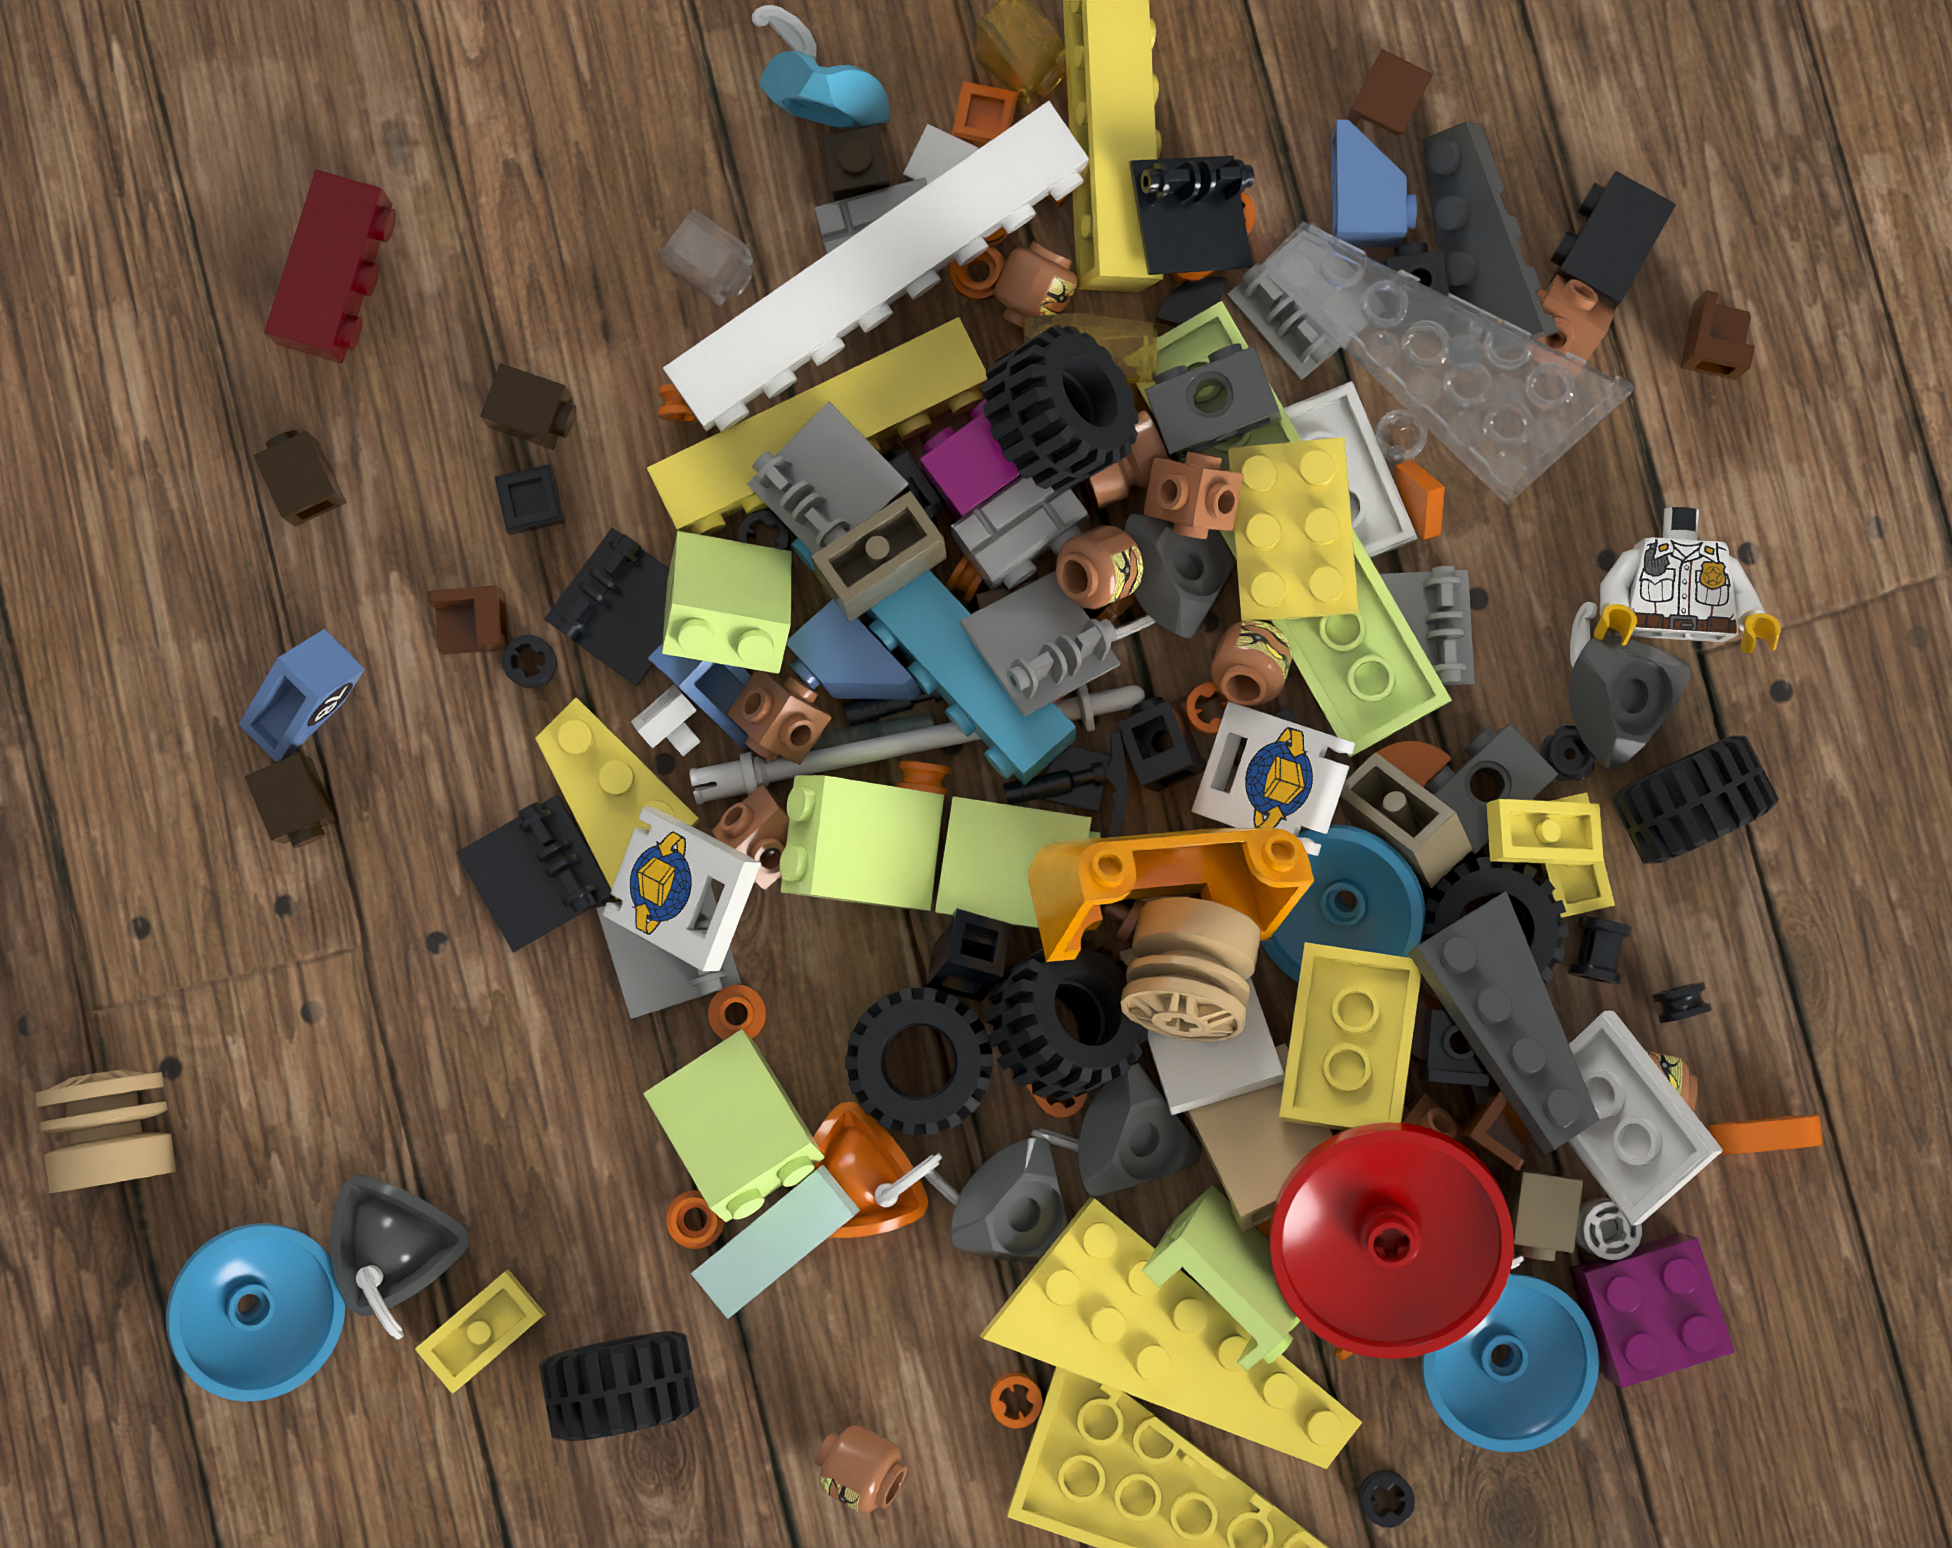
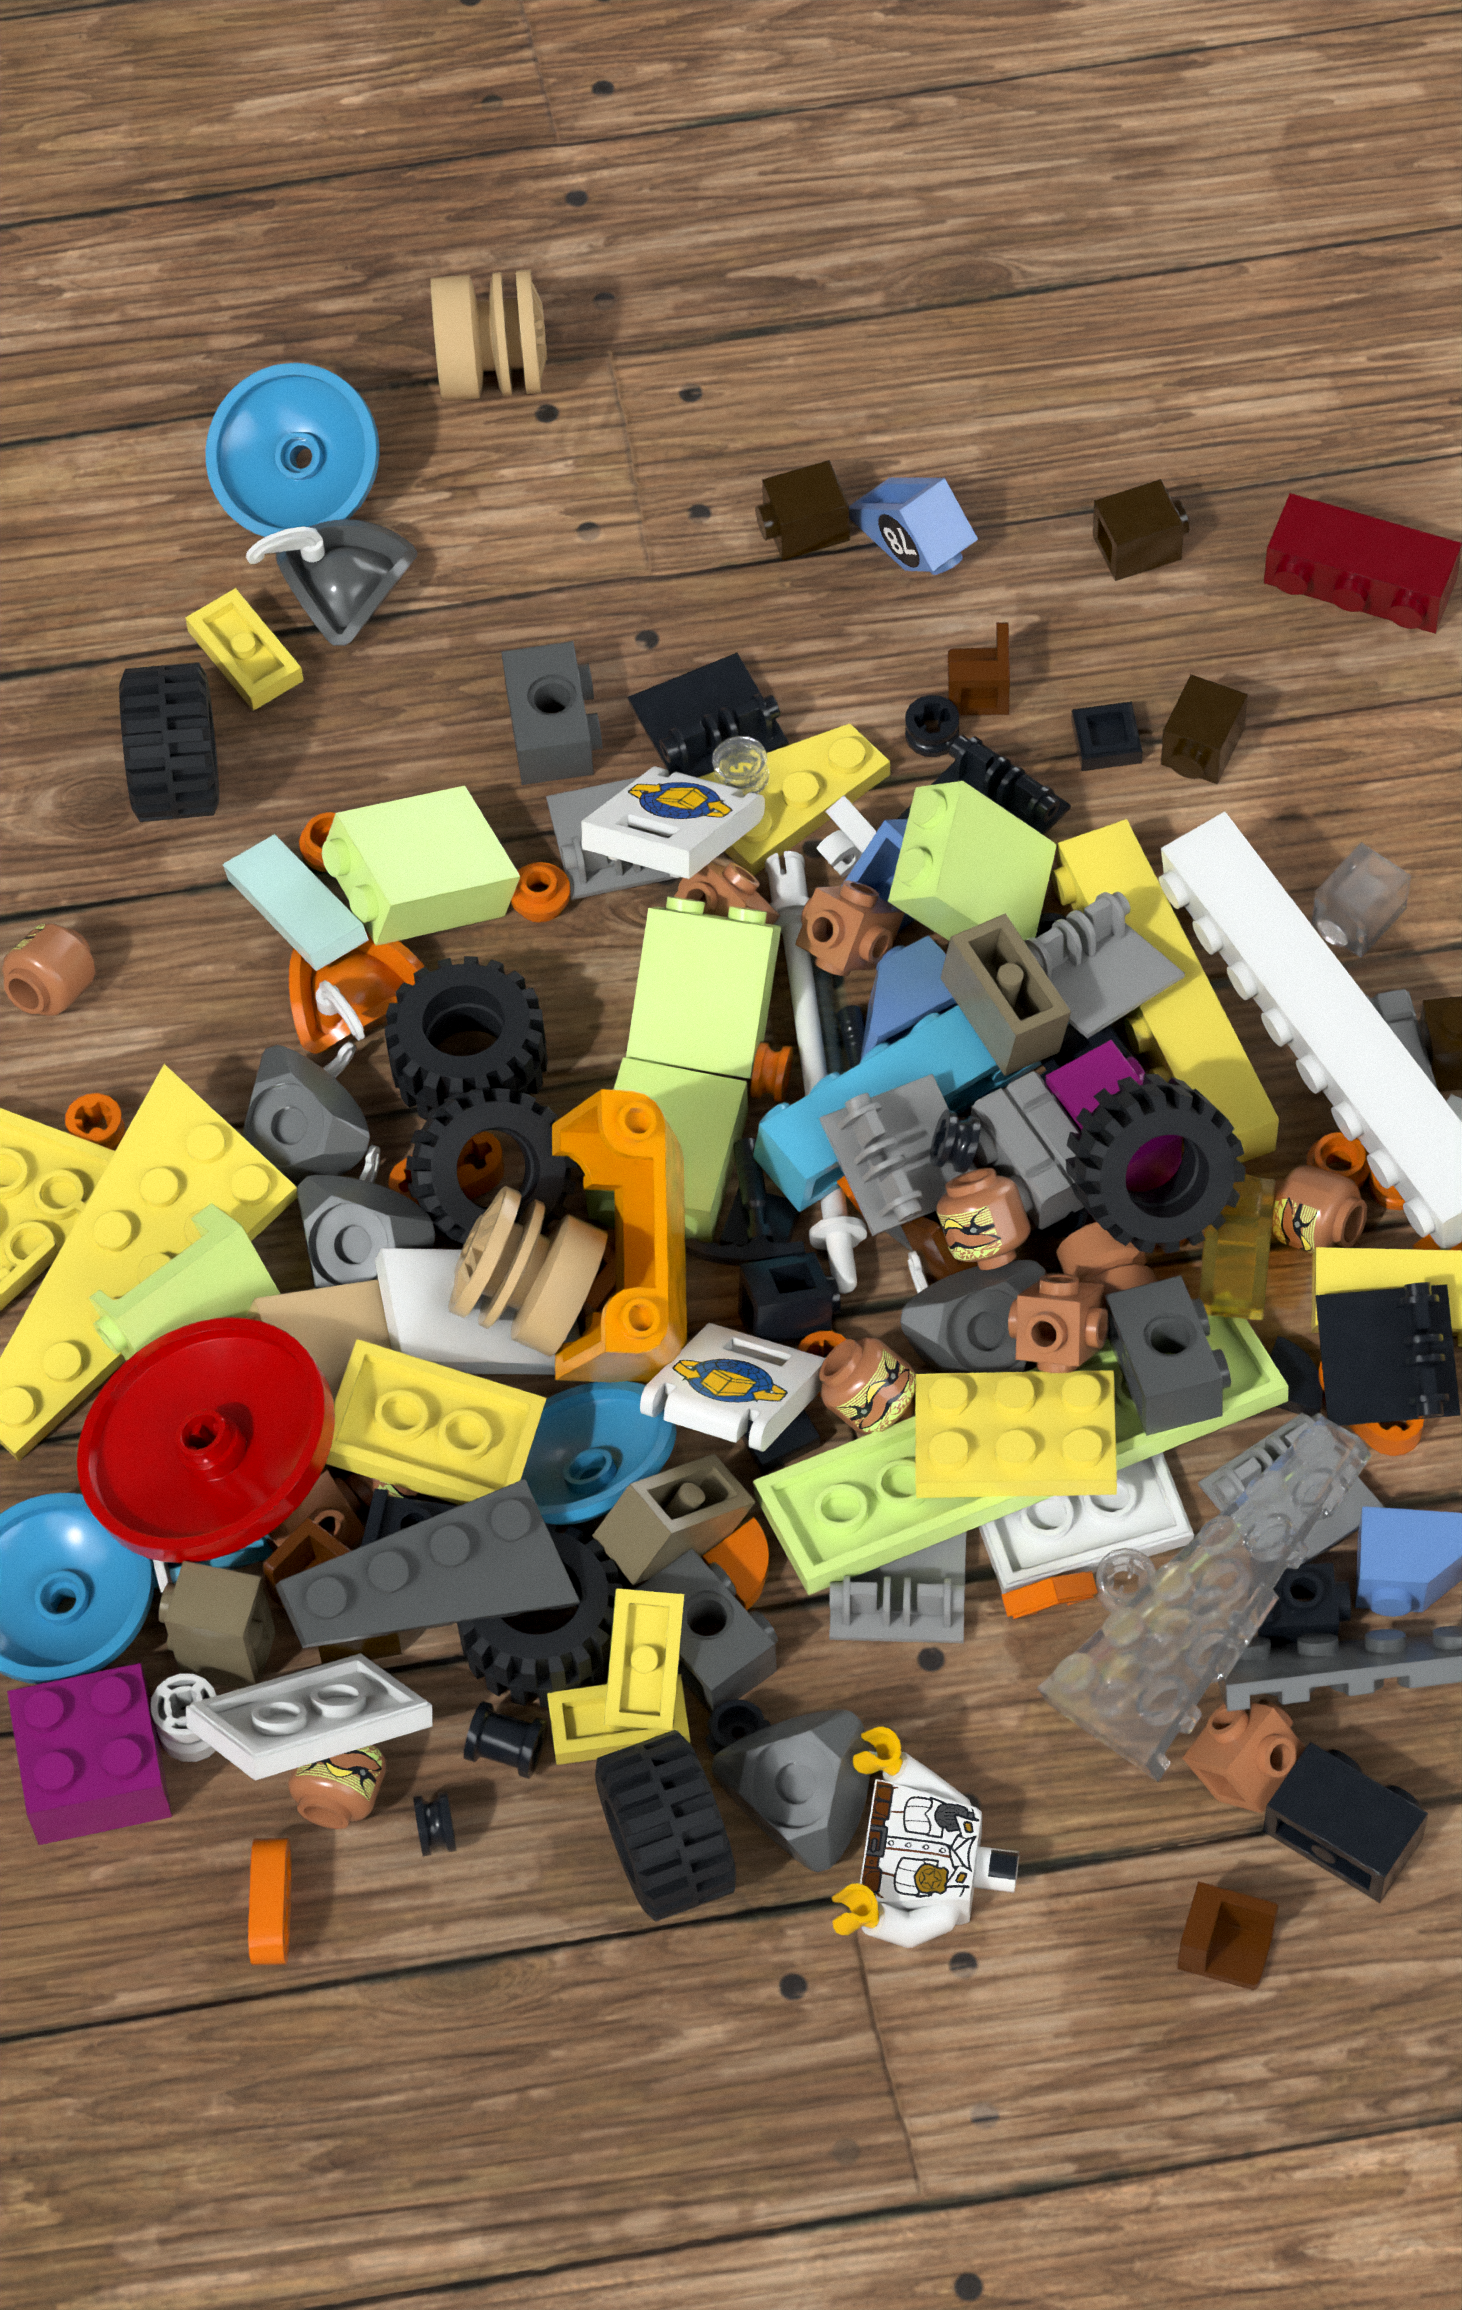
camera: 100 degrees right, 25 degrees down
(505, 1031) = (547, 743): none -> dark grey brick
(607, 850) = (740, 750): none -> clear bush
(969, 955) = (571, 1078): black brick -> none
(1033, 593) = (955, 1141): none -> black bush

